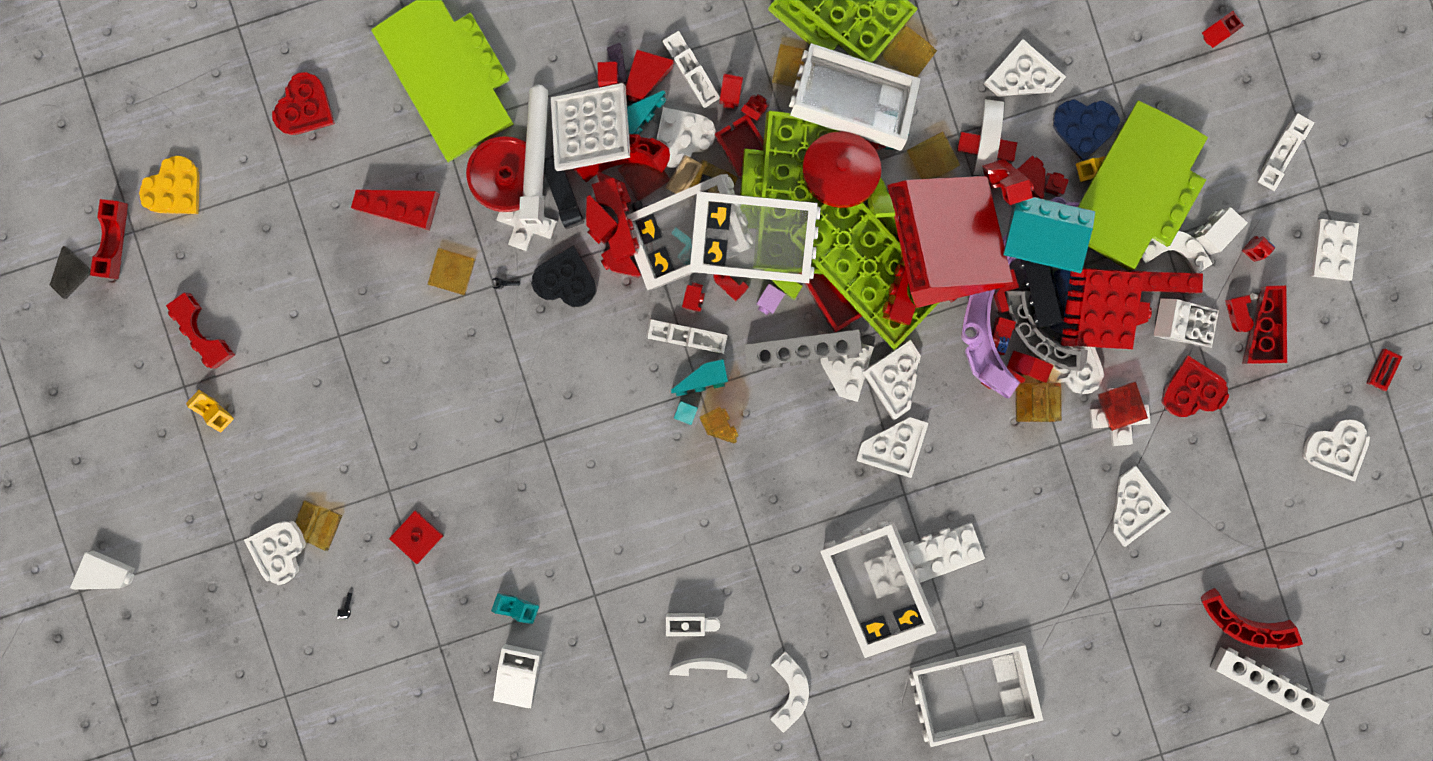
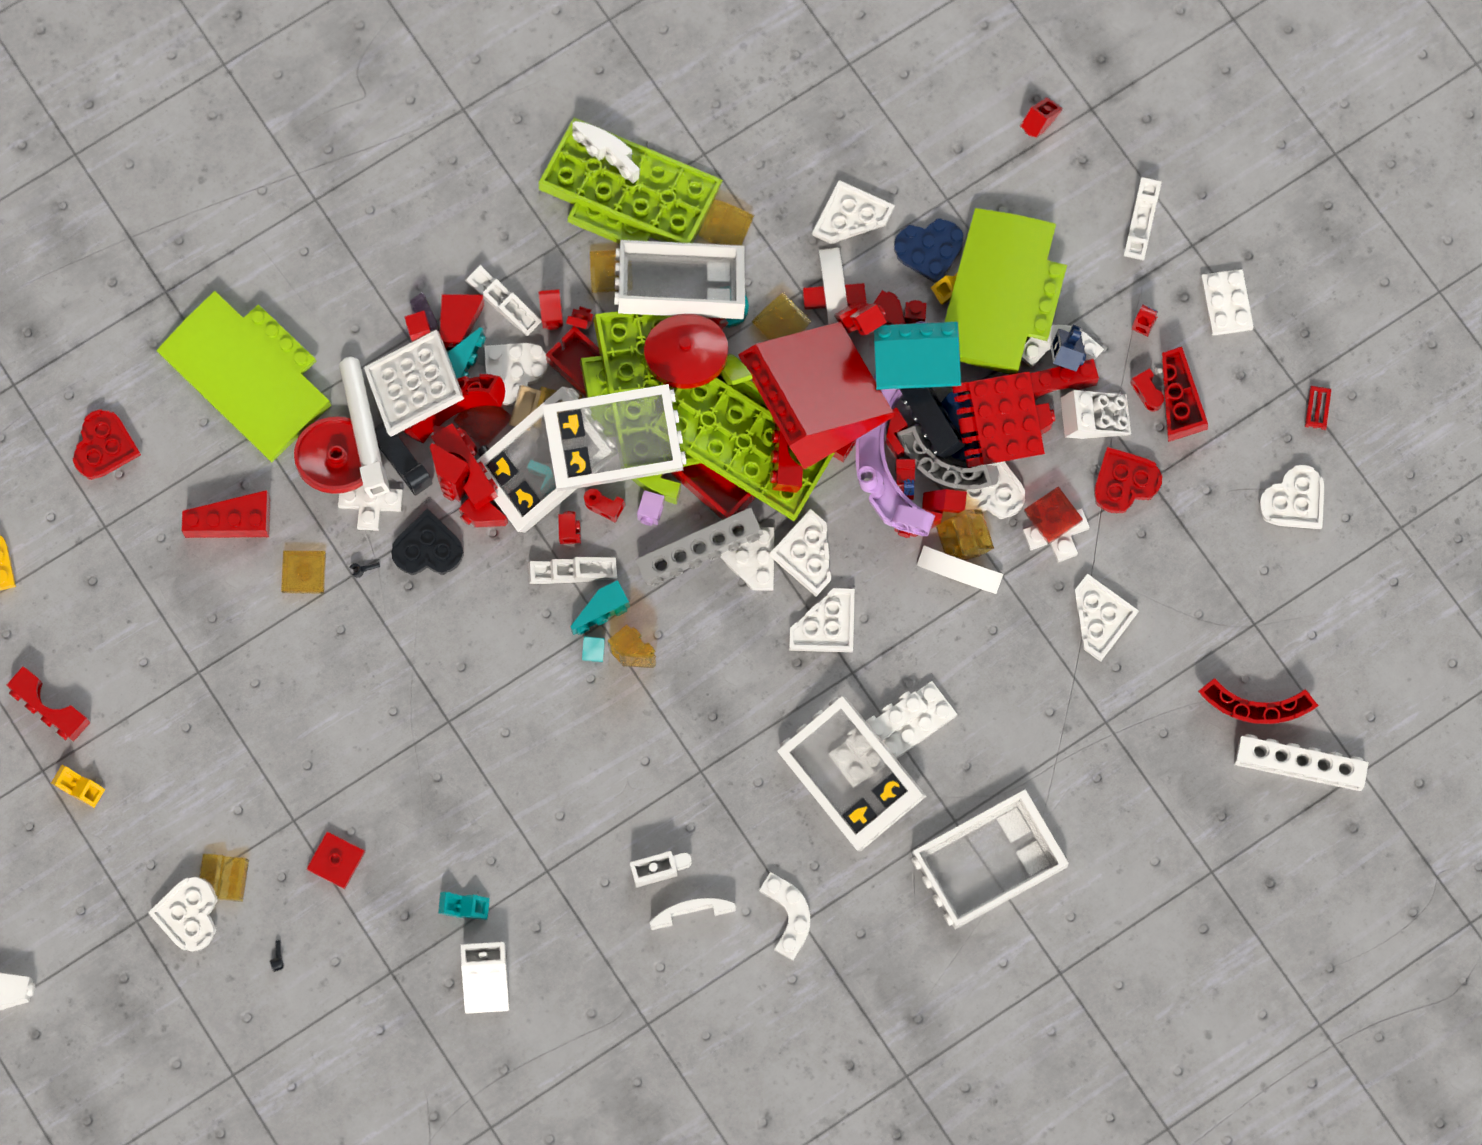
camera: 10 degrees left, 15 degrees down
(1024, 431) = (960, 570): none -> white slope
(1184, 260) = (1068, 348): none -> brick
(1219, 230) = (1098, 311): white brick -> none

